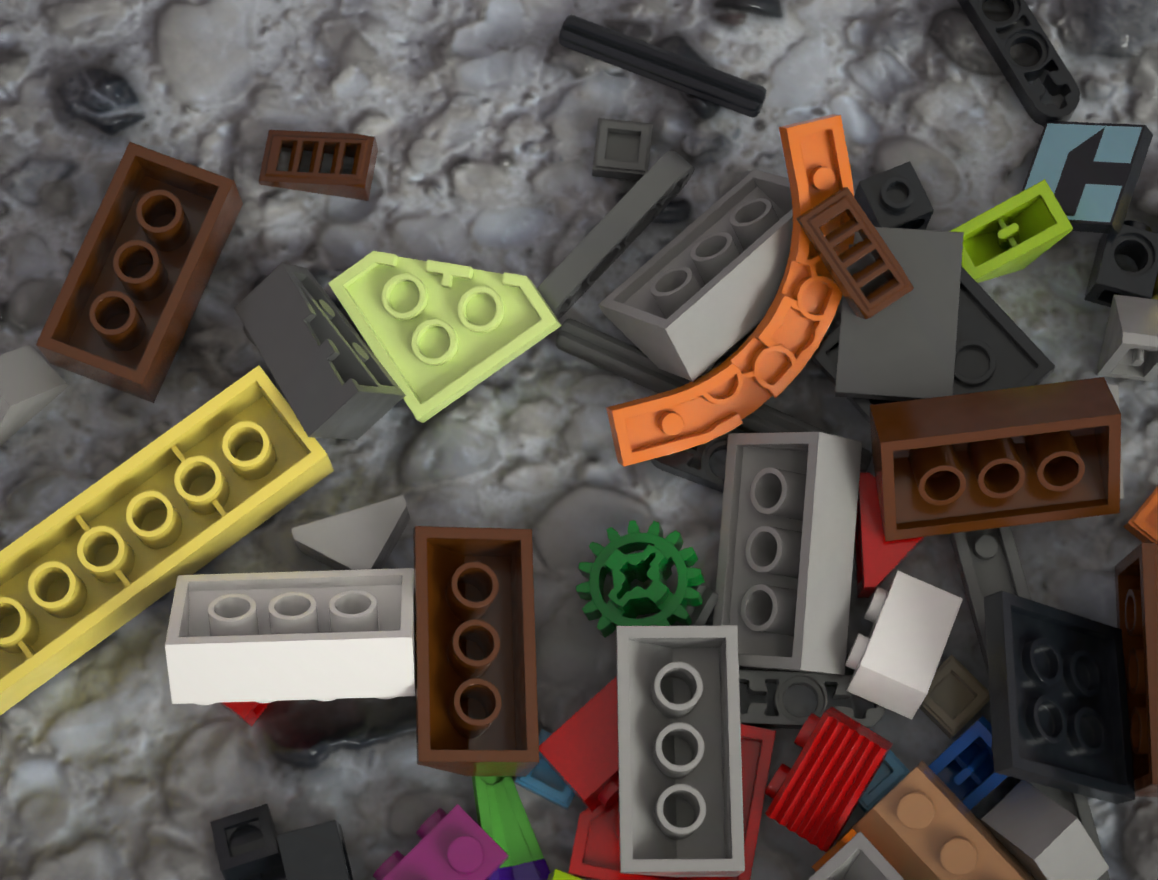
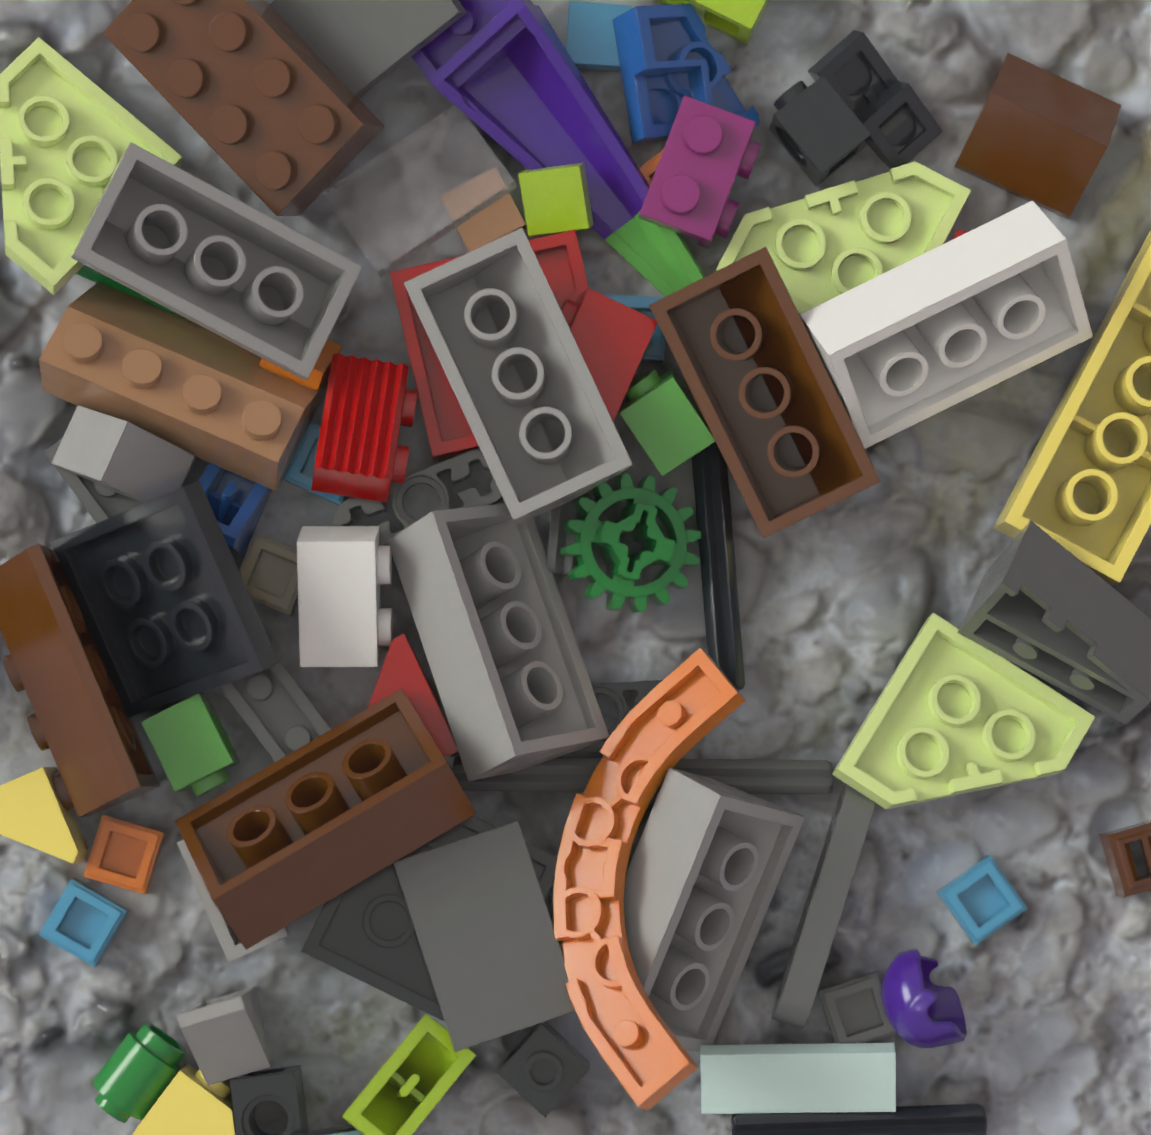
camera: 155 degrees right, 10 degrees up
(129, 780) = (1039, 136): none -> reddish brown slope
(337, 759) = (851, 231): none -> yellowish green plate
(356, 537) = (932, 459): light grey slope -> none
(485, 190) = (981, 900): none -> dark azure tile
(566, 669) = (665, 419): none -> bright green brick
(572, 125) = (918, 1008): none -> dark purple hair
(574, 538) = (718, 563): none -> black axle
(694, 117) = (798, 1078): none -> light aqua tile
(862, 305) = (510, 940): reddish brown slope -> none
(1078, 577) = (192, 745): none -> bright green brick

